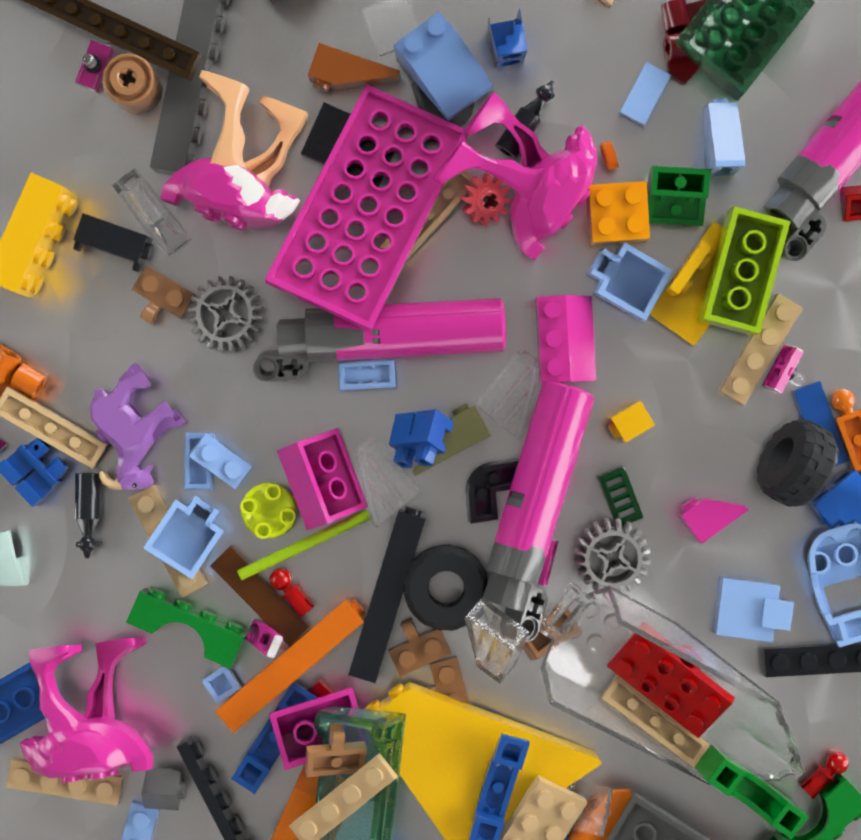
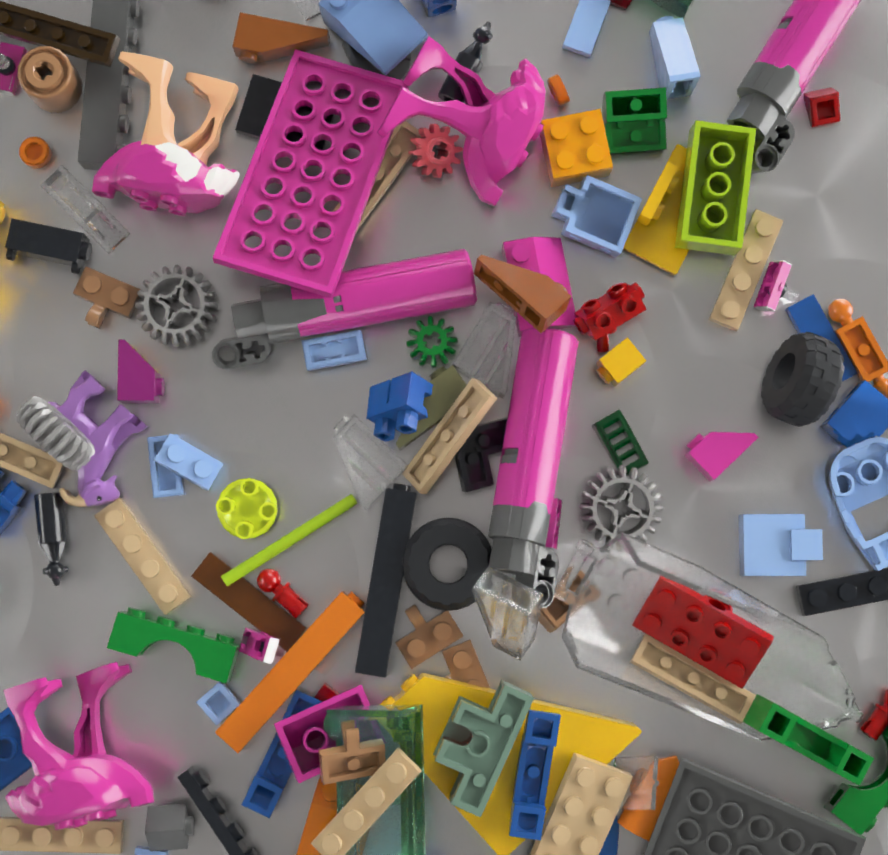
camera: 10 degrees left, 5 degrees down
(100, 424) = (55, 433): none -> light grey gear
(111, 150) = (35, 152): none -> orange tile
(182, 376) = (136, 377): none -> magenta slope
(185, 536) = (159, 546): light blue piece -> none
(322, 479) = (300, 466): dark pink slope -> none
(453, 756) = (479, 743): none -> sand green piece
(460, 388) = (428, 332): none -> green gear
(463, 470) = (449, 436): none -> tan plate
(553, 350) = (526, 291): none -> slope
(627, 373) = (605, 314): none -> red brick

